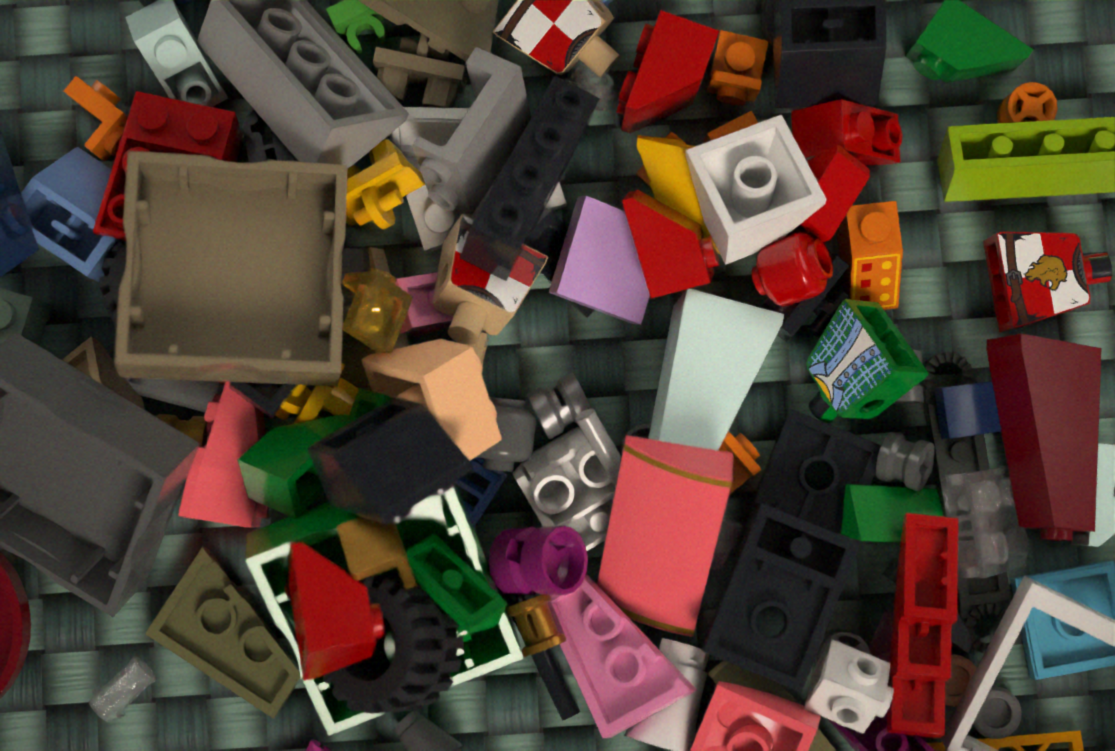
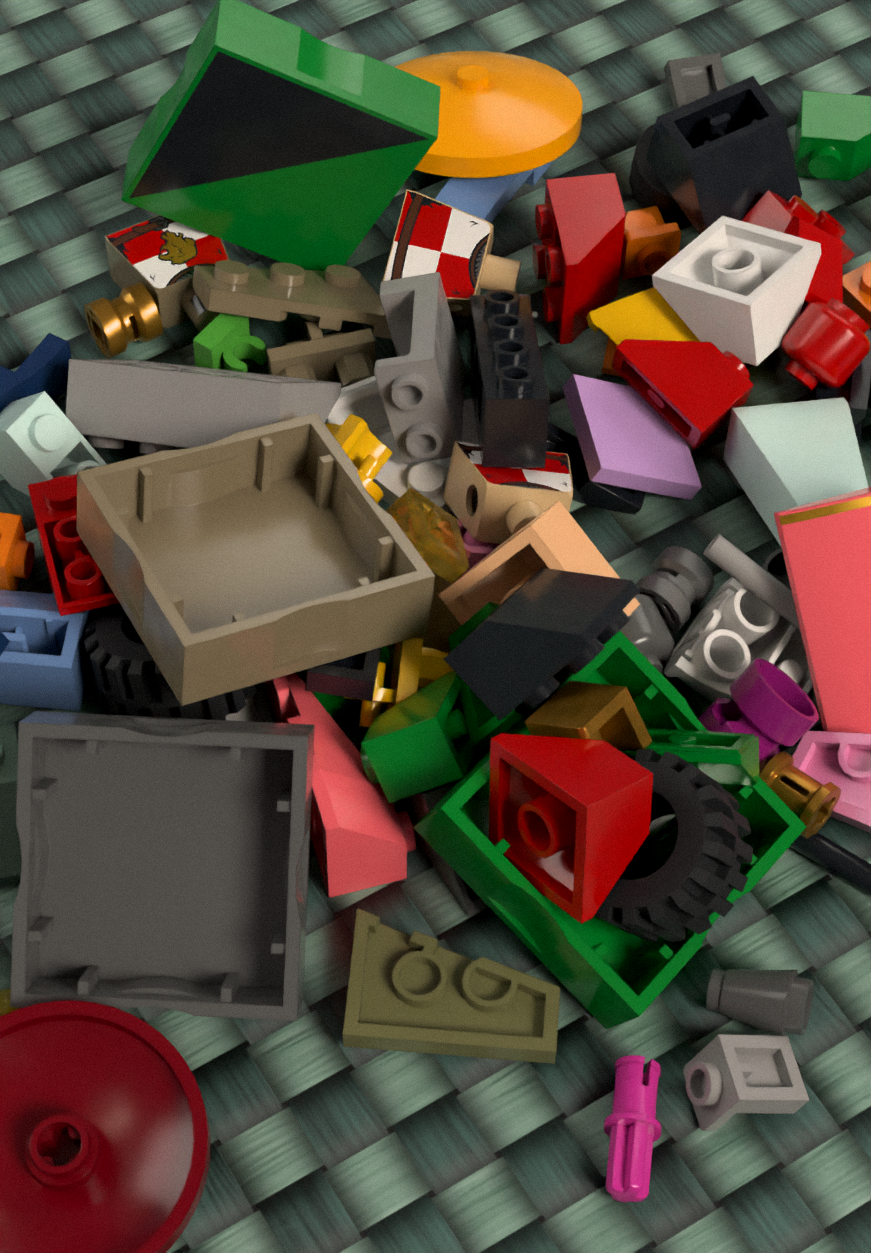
camera: 25 degrees left, 30 degrees down
(122, 690) = (342, 1136): clear pin -> none

